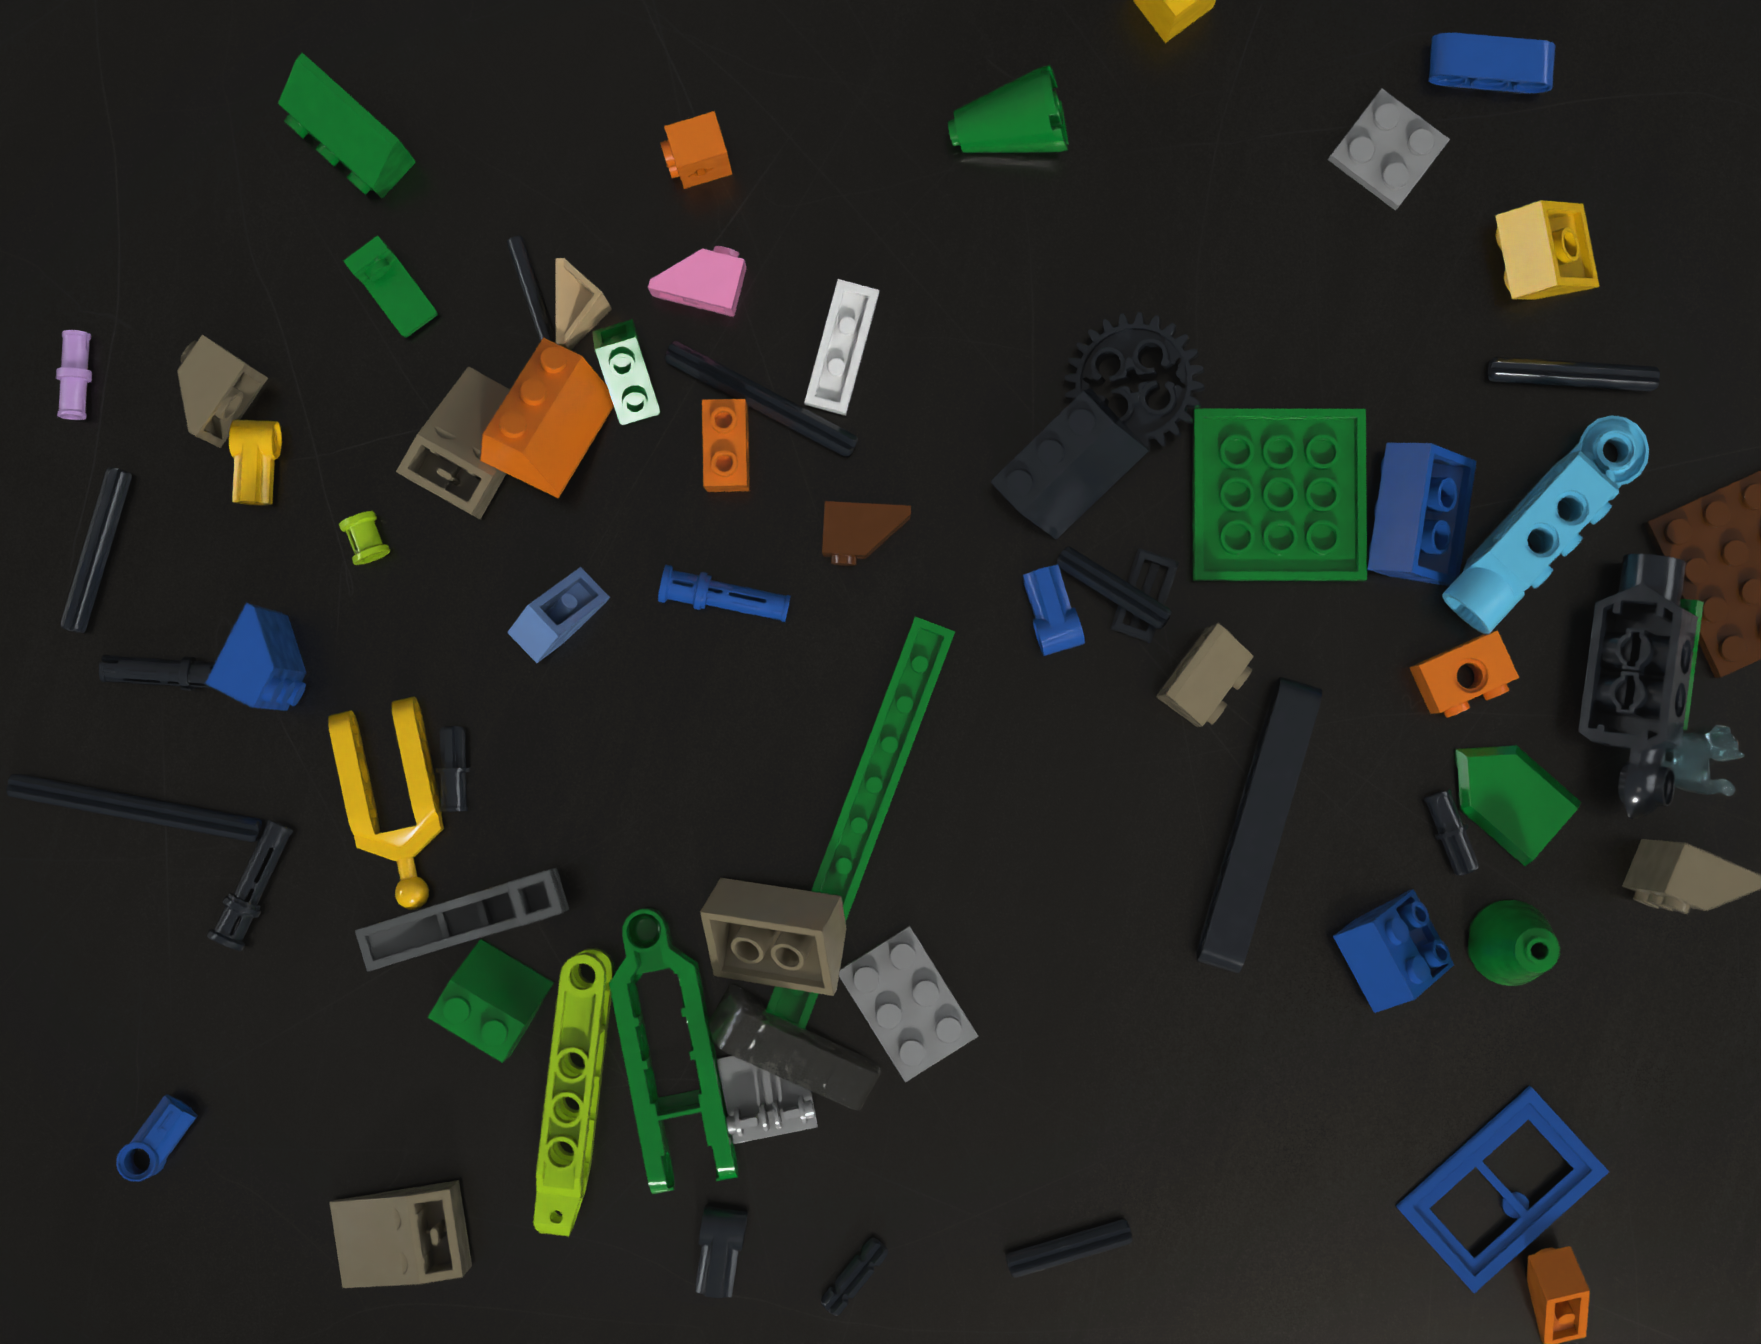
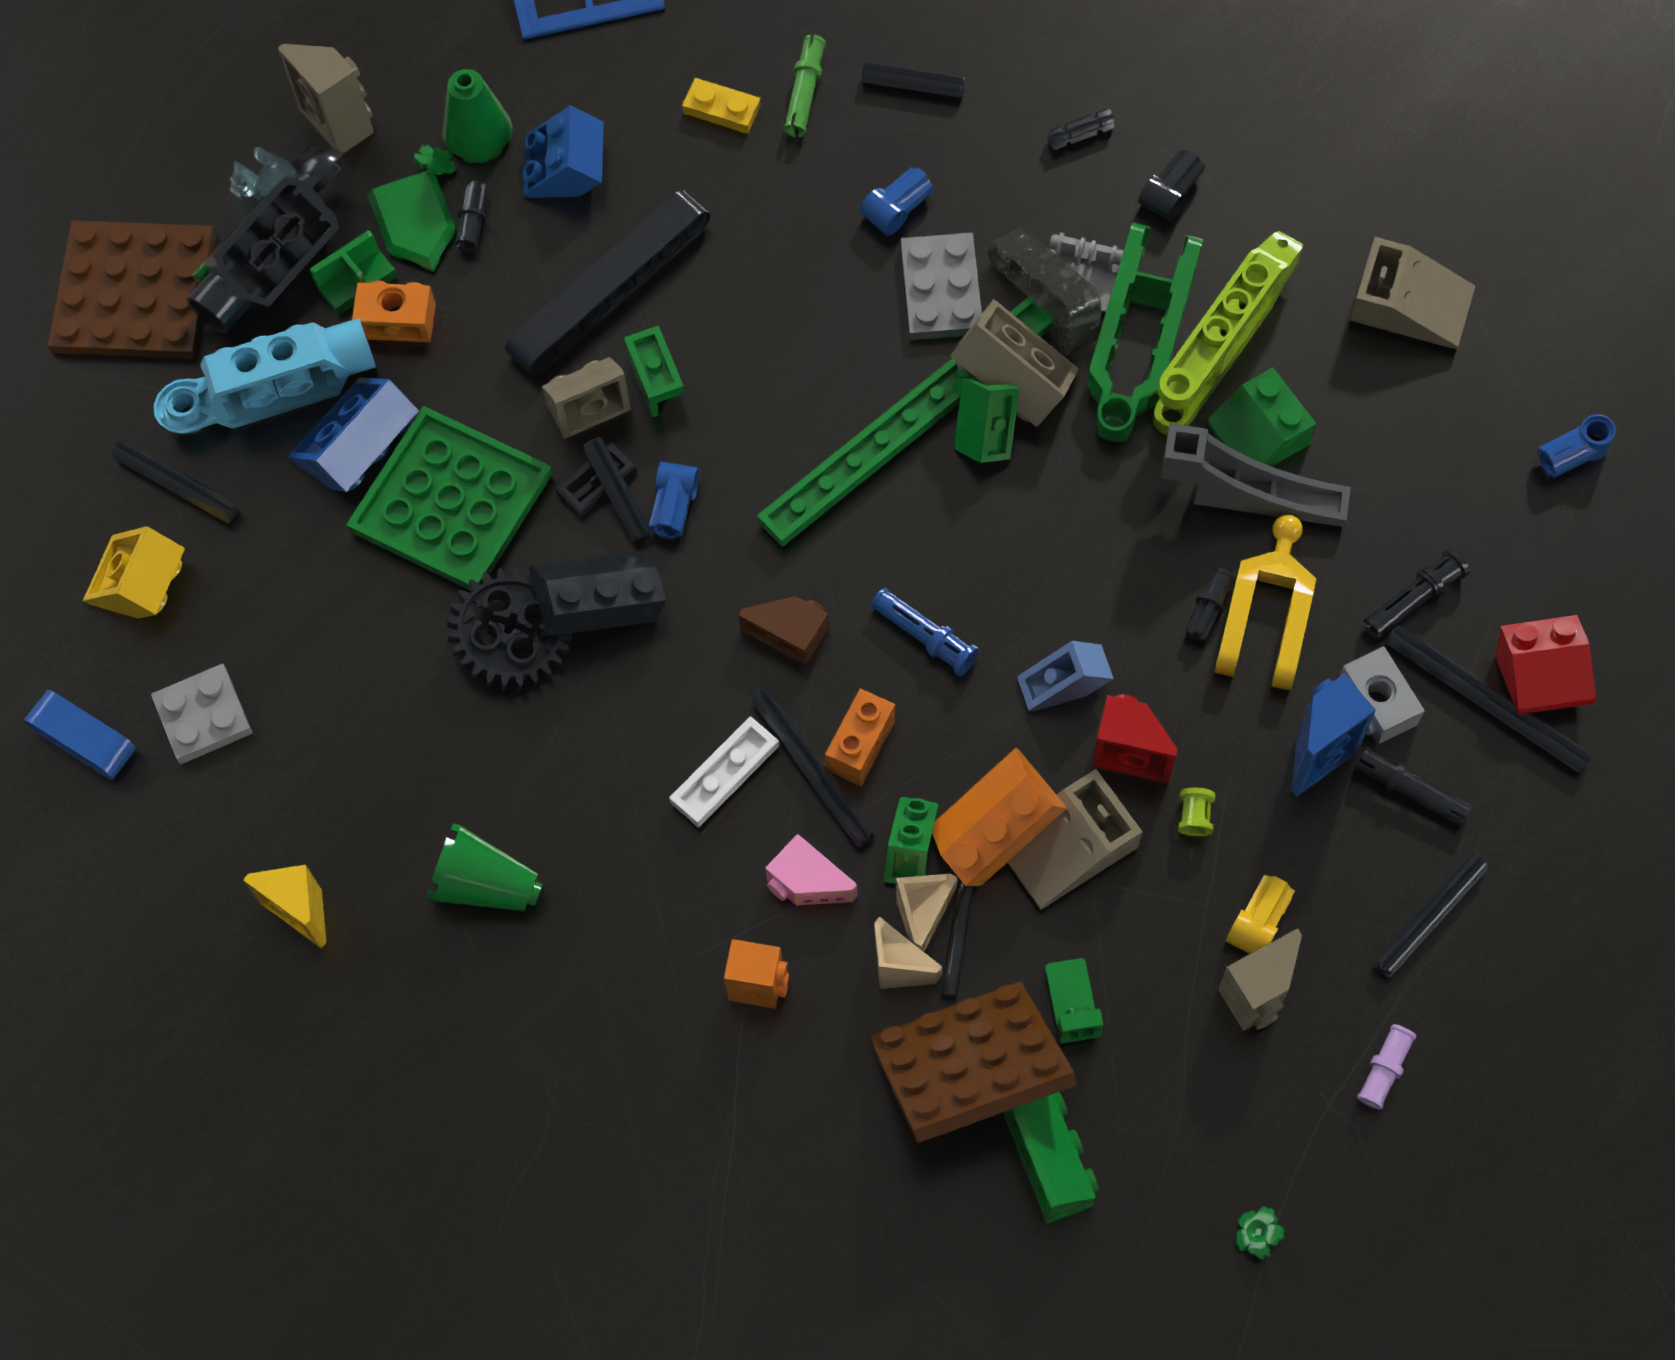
camera: 150 degrees left, 20 degrees down
(84, 863) = (1546, 664): none -> red slope
(123, 159) = (1259, 1232): none -> green plant
(214, 743) = (1380, 674): none -> light grey brick
(448, 162) = (971, 1061): none -> reddish brown plate
(458, 568) = (1133, 741): none -> red slope
(572, 238) = (901, 961): none -> tan slope
(772, 850) = (986, 420): none -> green panel
(1009, 1069) = (890, 207): none -> blue piece
(1150, 740) = (653, 367): none -> green panel
(1188, 1195) = (807, 73): none -> bright green pin
(1262, 1108) = (721, 105): none -> yellow plate
(1533, 879) = (435, 161): none -> green plant
(1534, 697) = (352, 264): none -> green panel

